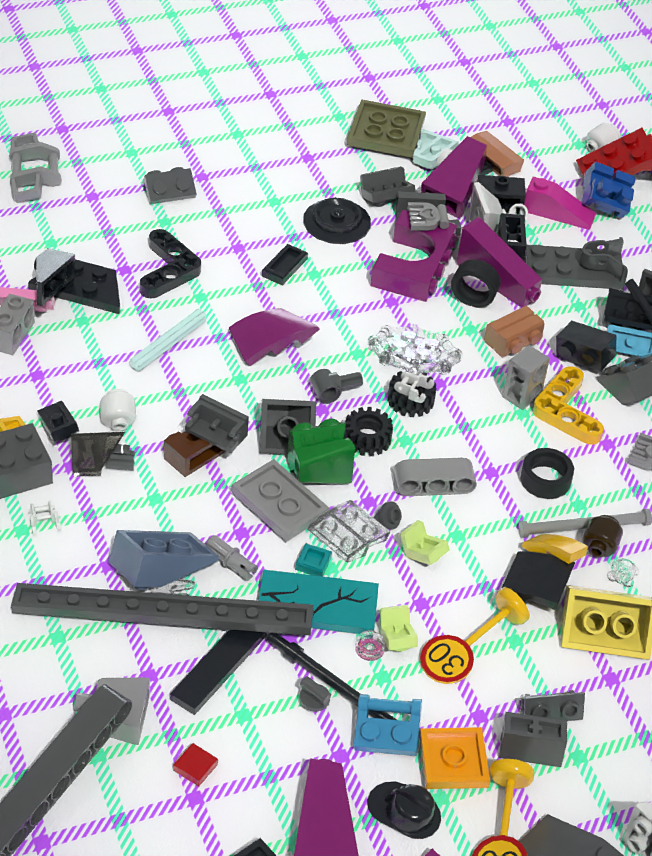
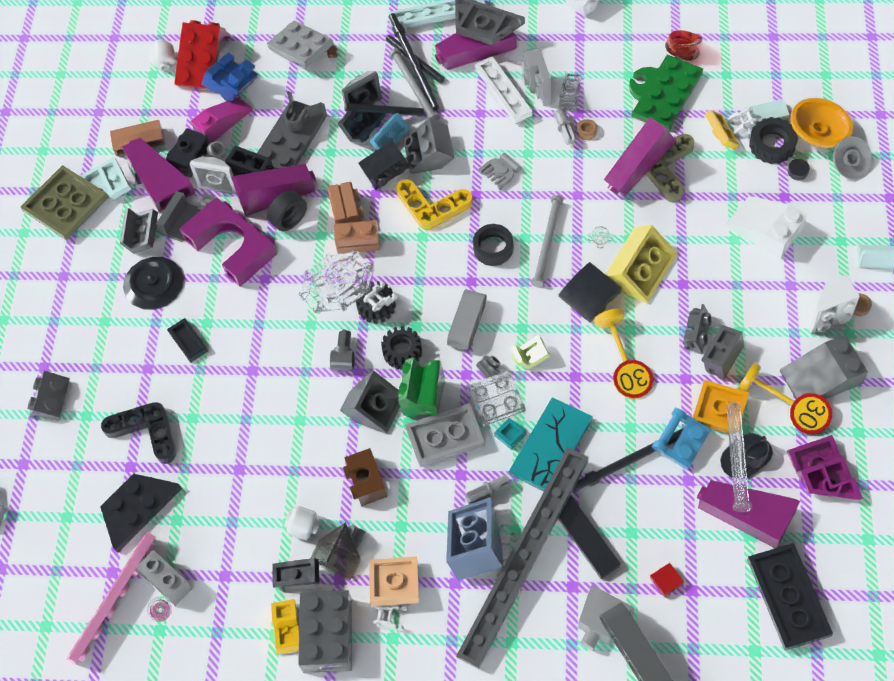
camera: 55 degrees left, 15 degrees up
(53, 272) = (129, 526): black slope -> none
(83, 504) = (394, 581): none -> light nougat plate
(168, 339) = (234, 459): light aqua axle -> none
(217, 423) = (365, 451): dark grey hinge -> none
(269, 332) = (268, 379): magenta slope -> none
(313, 695) = (637, 477): dark grey plate -> none
(370, 645) = (602, 424): clear tile -> none
(384, 782) = (738, 462): none -> clear axle
(397, 629) = (601, 401): yellowish green bracket -> none
(426, 216) = (202, 211): light grey piece -> none
(482, 351) = (356, 236): none -> nougat brick
(525, 377) = (403, 217): light grey brick -> none
(557, 545) = (562, 270): yellow slope -> none
(602, 536) = (568, 234): dark brown head -> none

